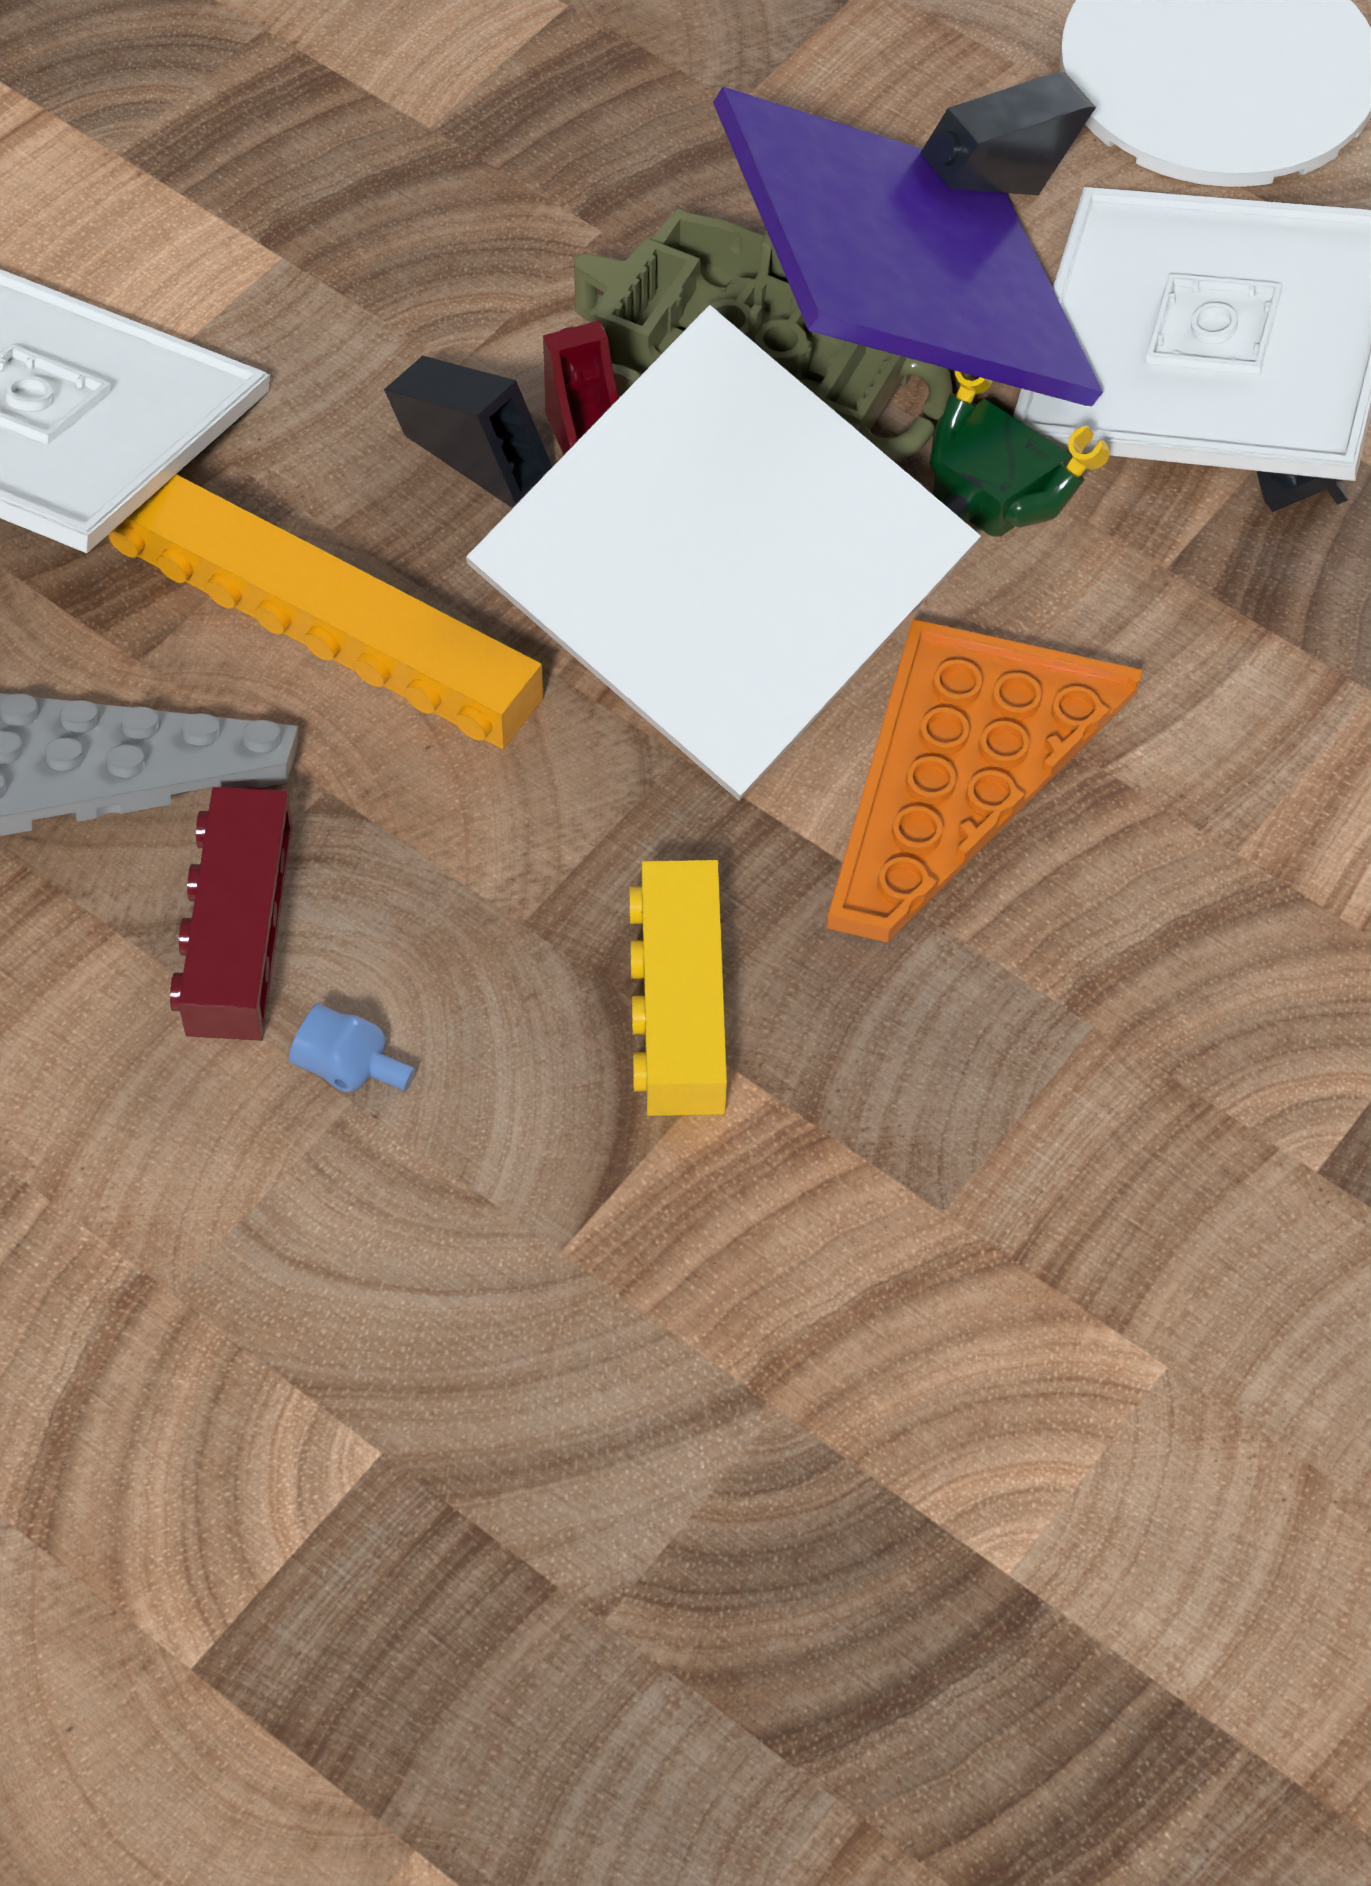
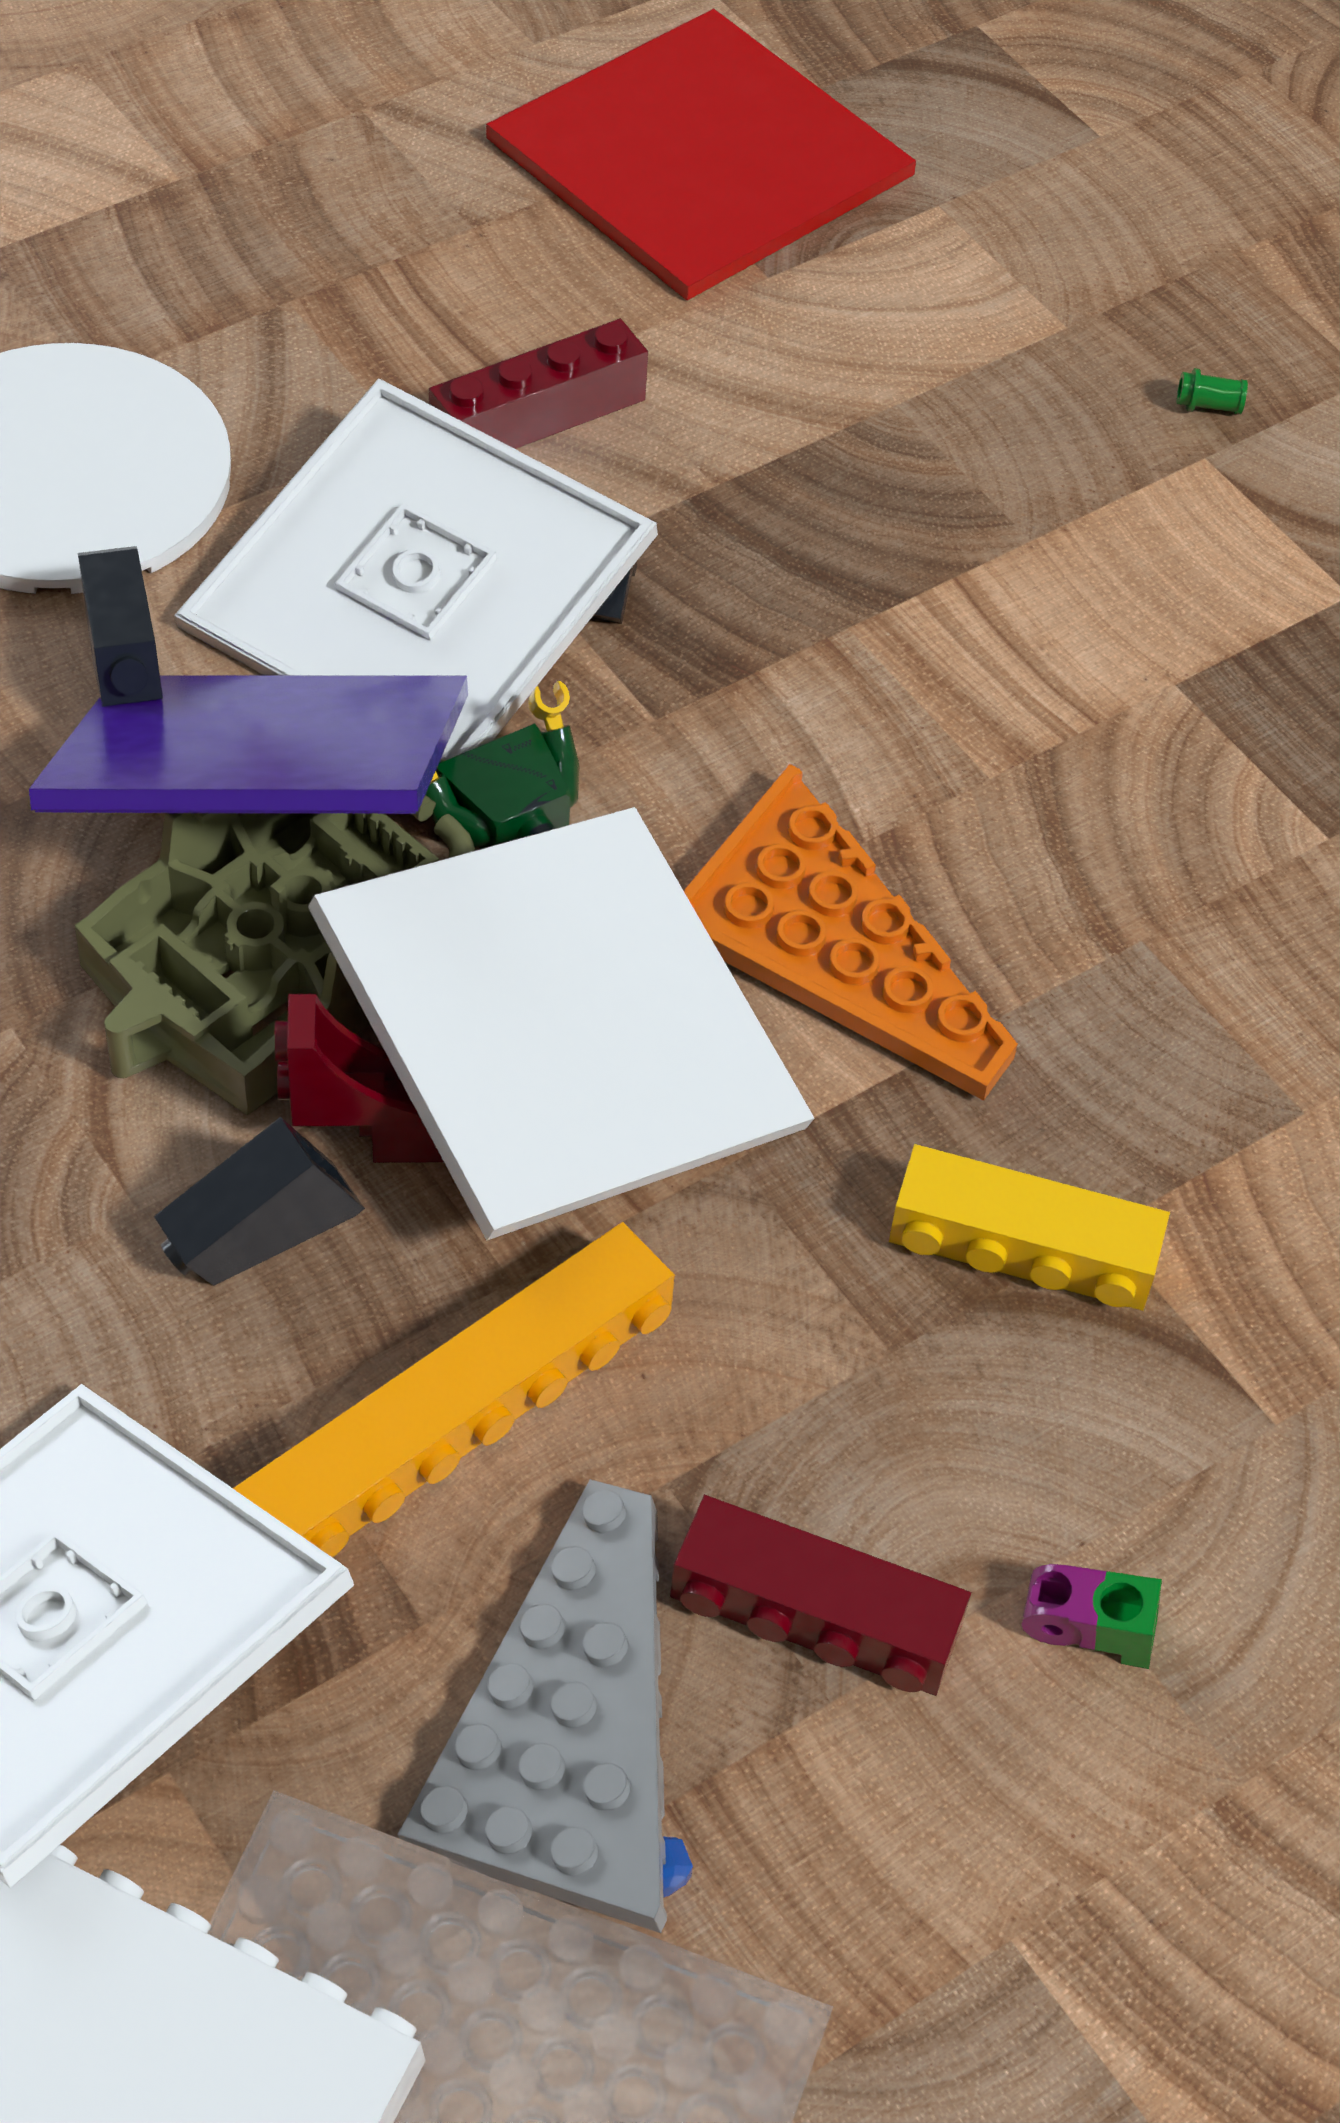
camera: 75 degrees left, 5 degrees down
(287, 1130) = (1094, 1610): none -> leg
(346, 1051) = (1010, 1543): medium blue piece -> none

